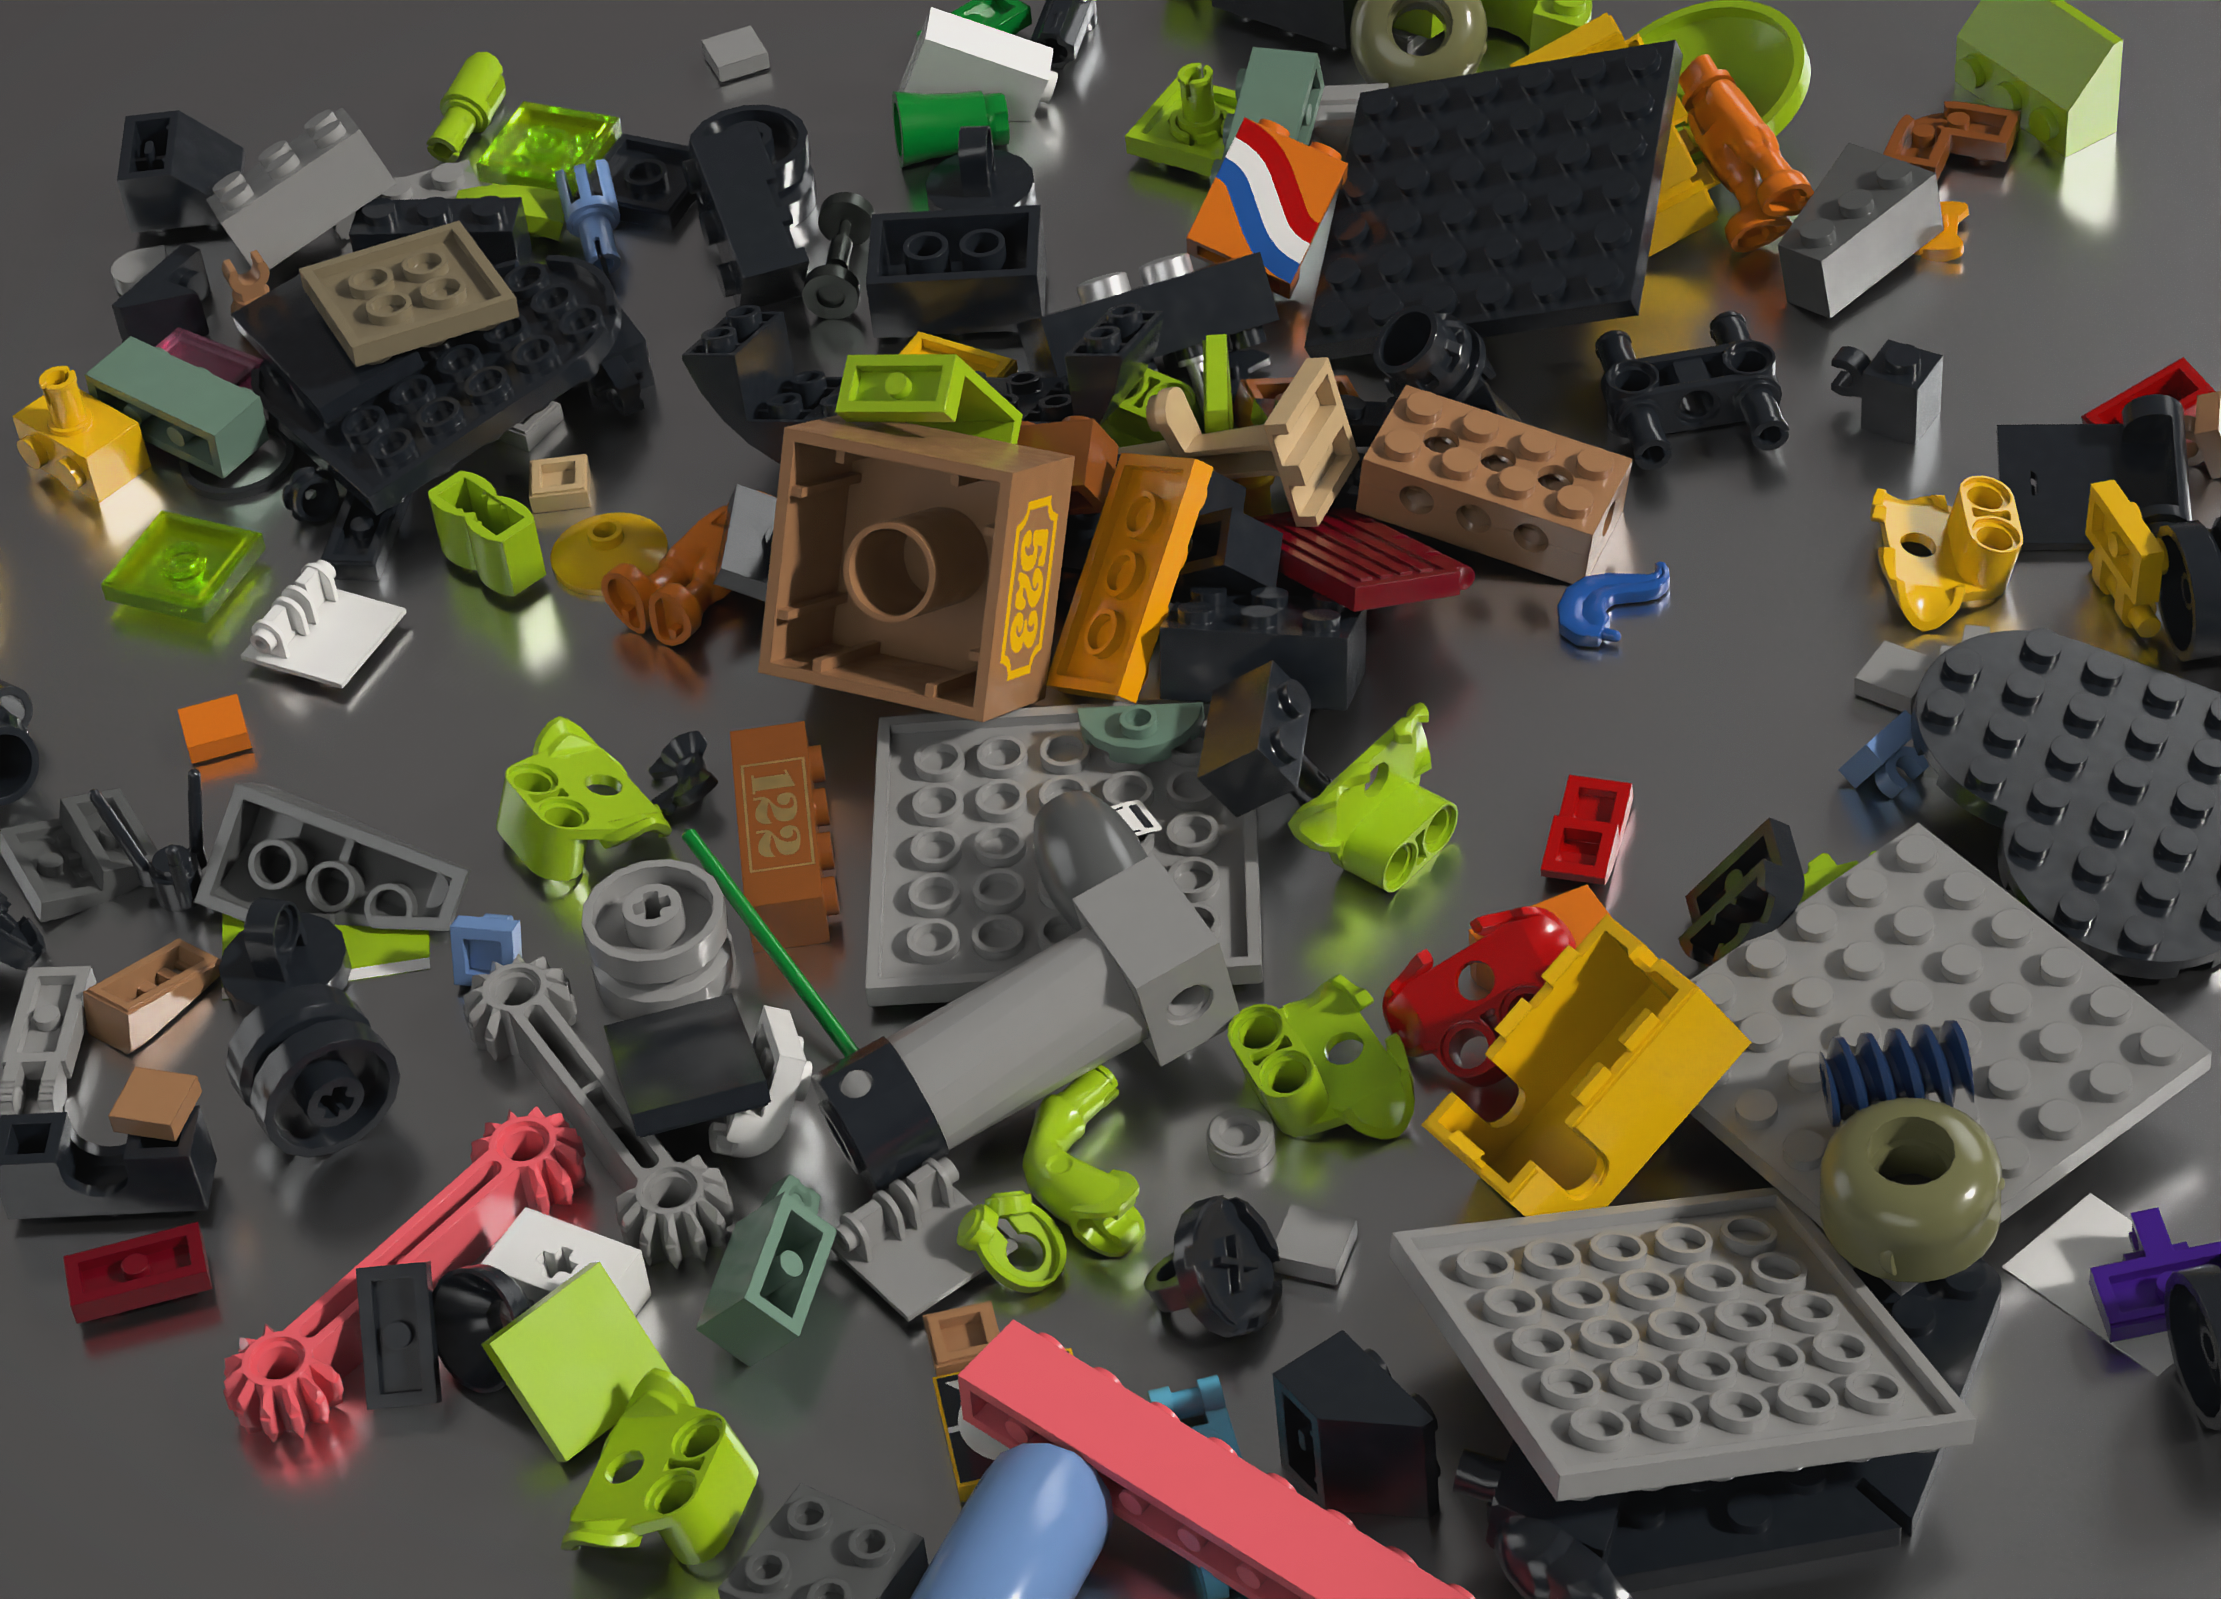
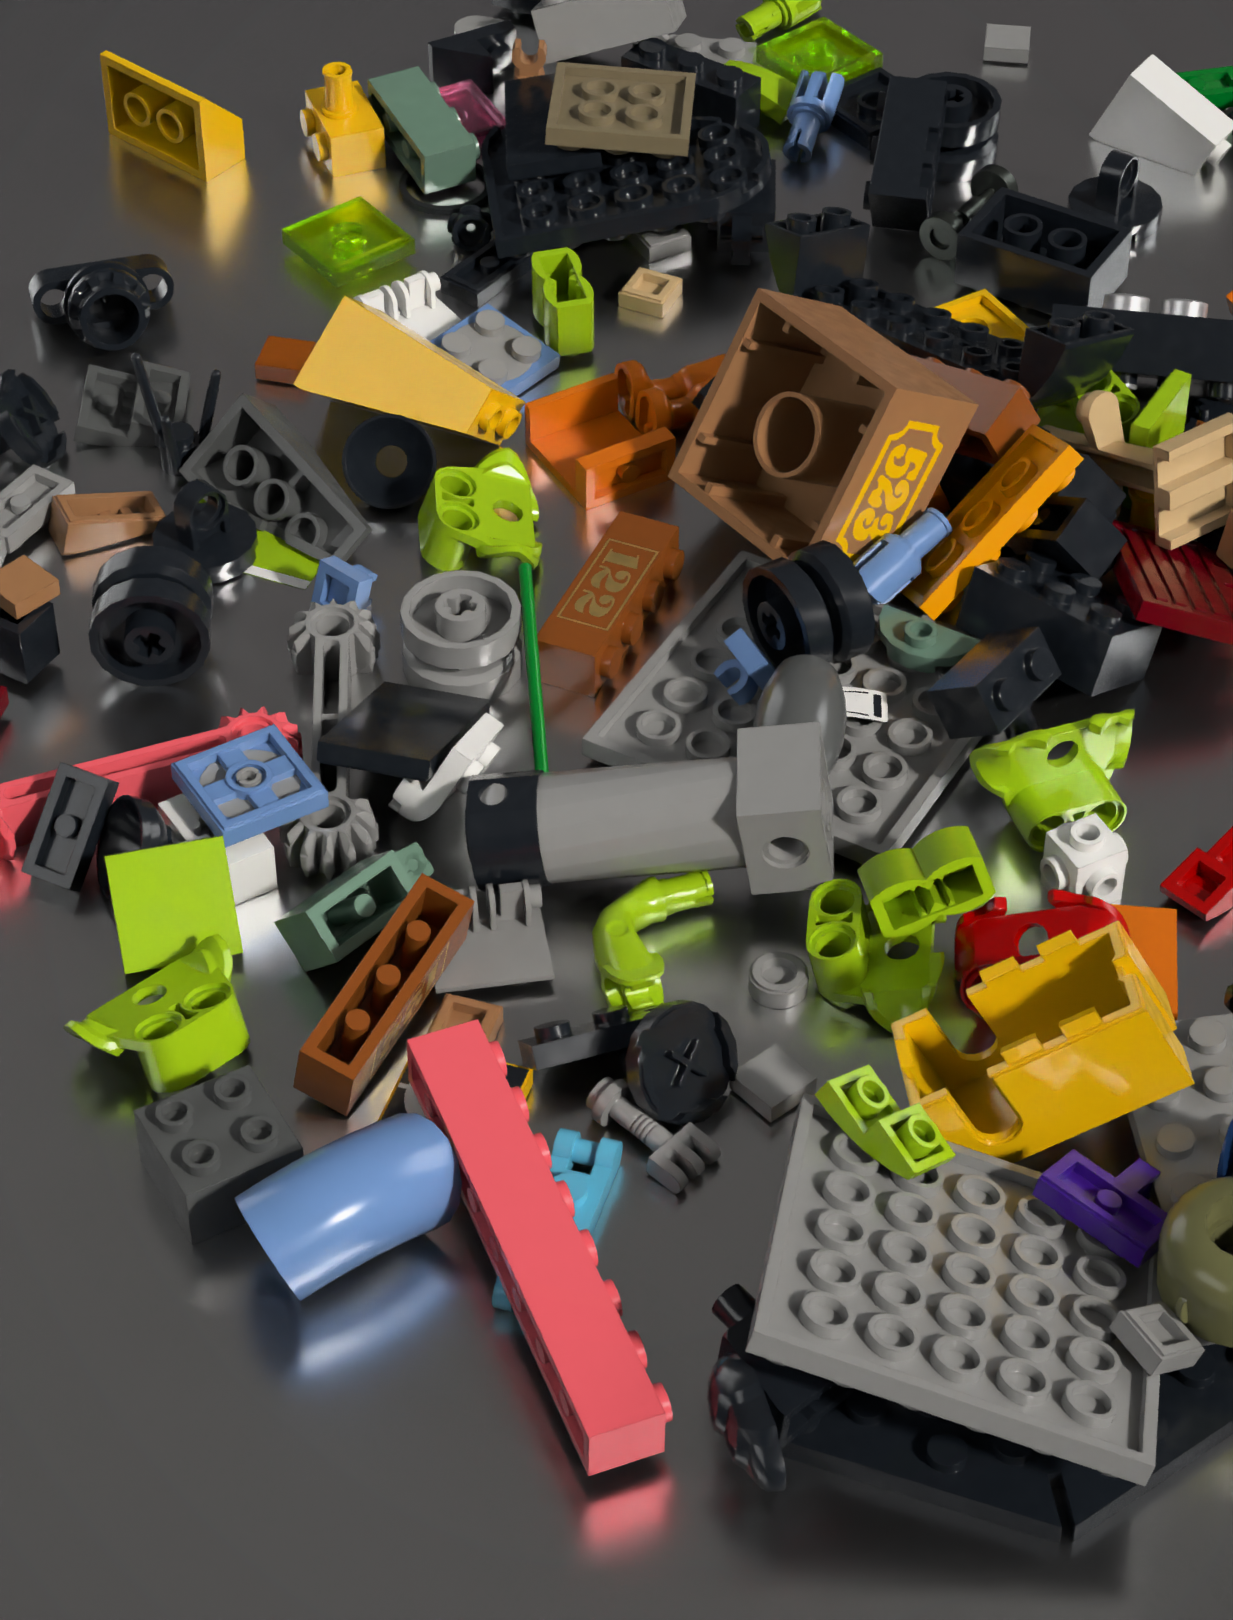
camera: 25 degrees right, 0 degrees up
(379, 688) = (392, 370): none -> yellow slope
(444, 629) = (499, 349): none -> light grey piece
(465, 795) = (361, 455): none -> black piece
(574, 1197) = (249, 785): none -> medium blue piece
(602, 542) = (656, 347): yellow dish -> none
(633, 677) = (594, 446): none -> orange panel
(685, 760) = (583, 524): black piece -> none
(877, 1346) = (383, 994): none -> dark orange brick
(926, 392) = (894, 309): lime panel -> none
(930, 123) = (1102, 134): green plant -> none
(980, 1233) = (568, 952): lime piece -> none
(993, 831) = (749, 667): none -> medium blue tile
(1020, 745) = (809, 606): none -> black wheel
(1059, 658) = (897, 558): none -> medium blue arm
(1122, 1274) = (560, 1043): none -> black hinge
(1279, 1347) = (674, 1155): none -> light grey hinge
(1340, 969) = (933, 879): none -> lime brick
(1356, 1433) = (676, 1230): black slope -> none
(1458, 881) = (1085, 859): none -> white brick
(1521, 1233) = (896, 1138): none -> lime slope
(1742, 1200) = (1106, 1206): none -> dark purple hinge
(1881, 1301) = (1157, 1338): none -> light grey tile

